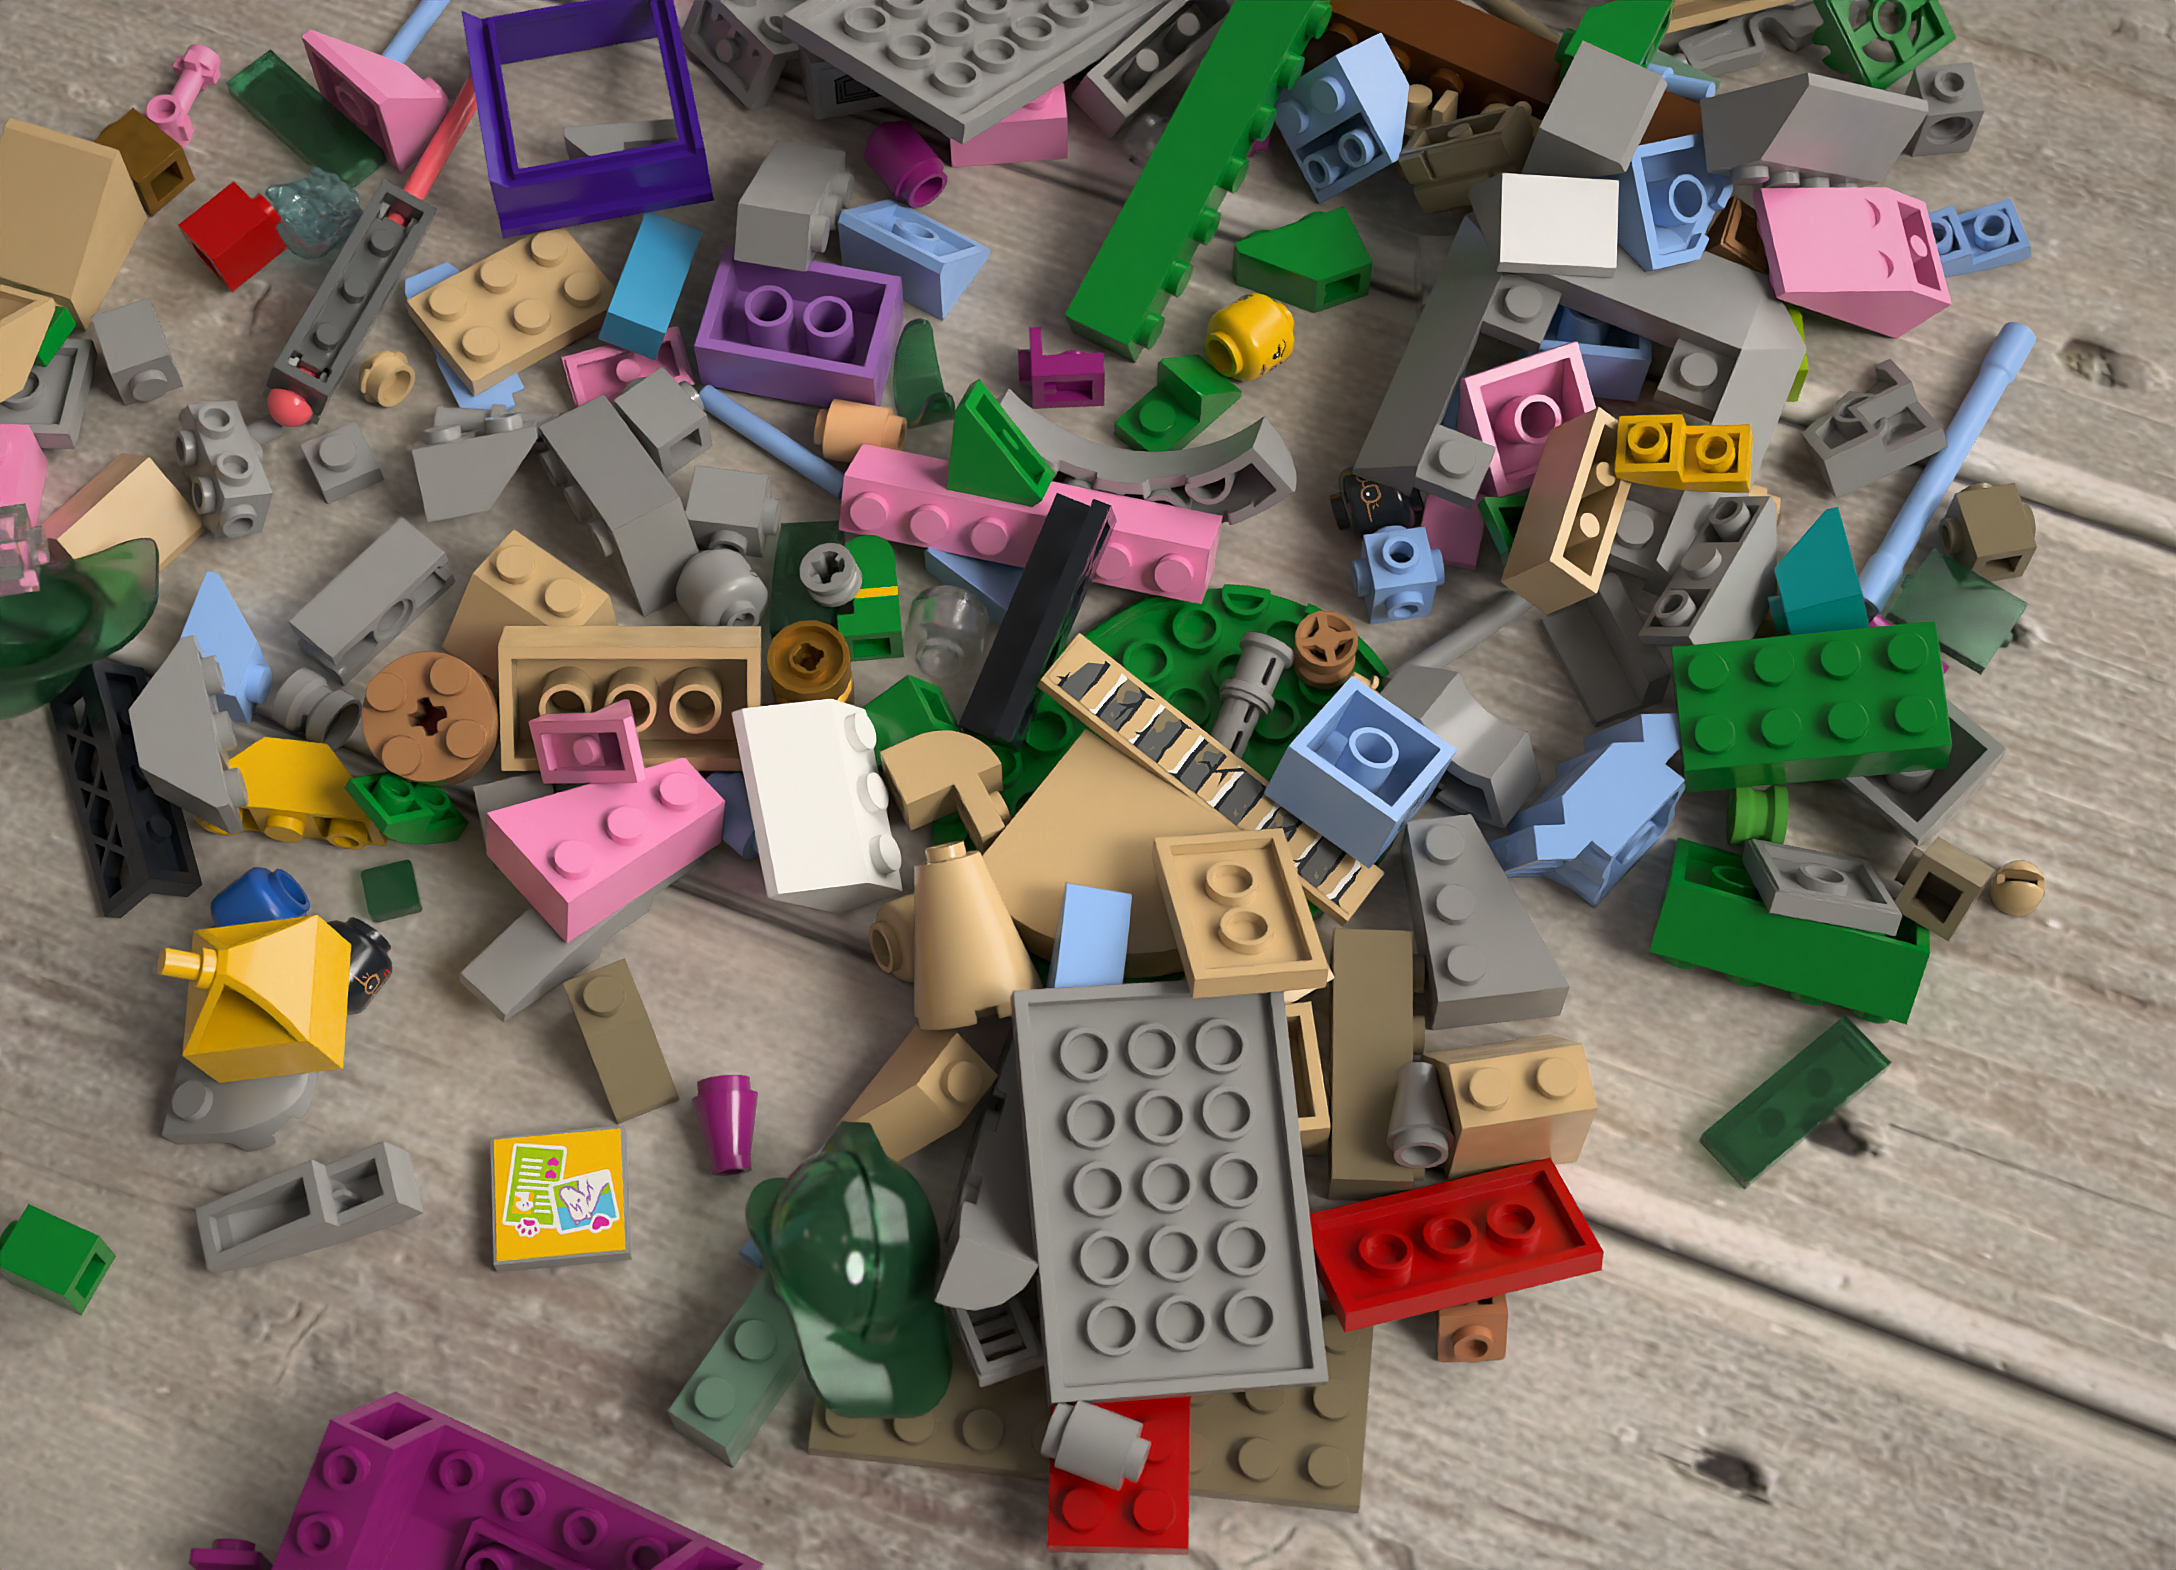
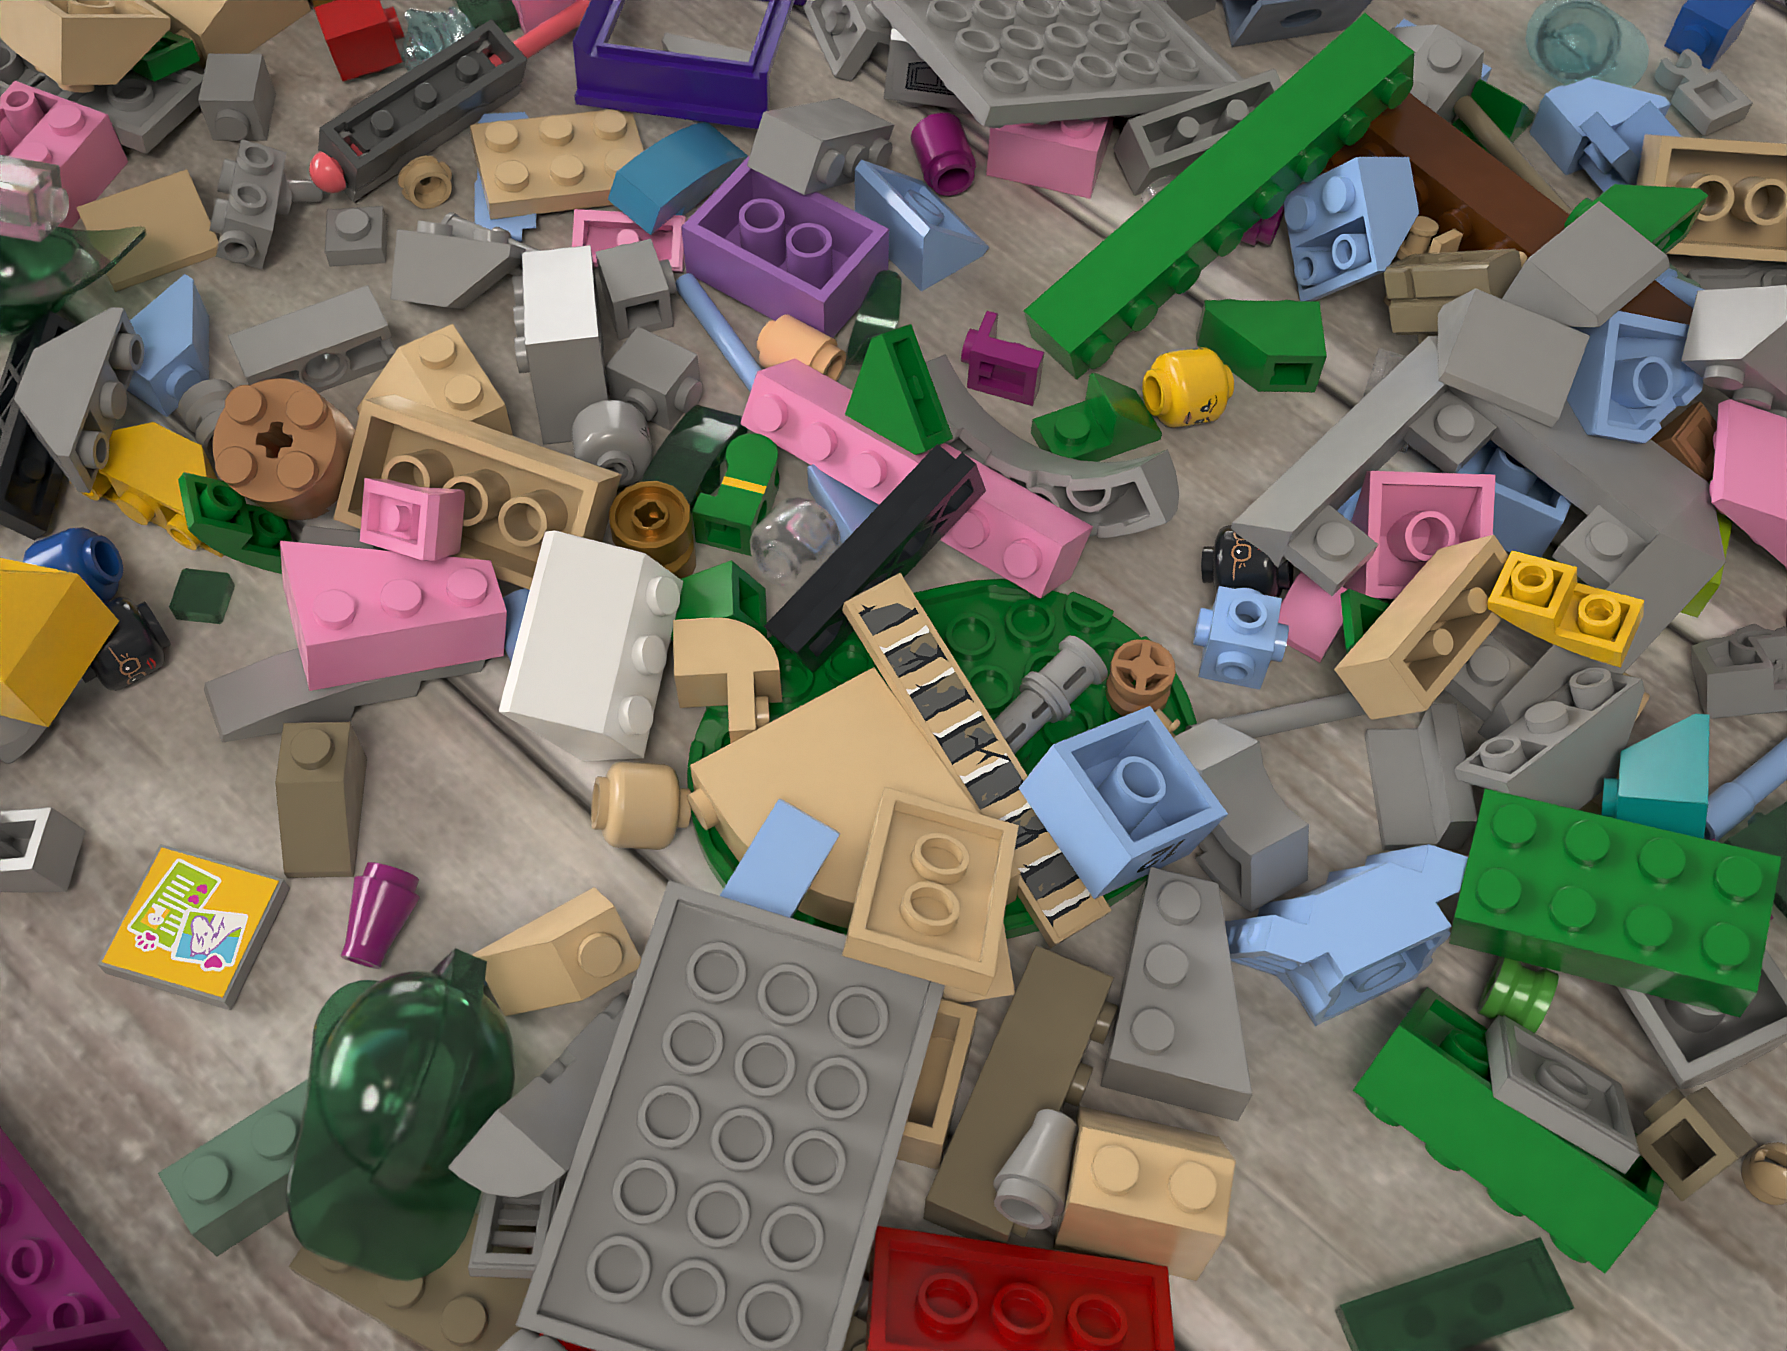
camera: 20 degrees right, 5 degrees down
(818, 565) = (704, 443): light grey bush -> none
(963, 942) = (661, 819): tan cone -> none

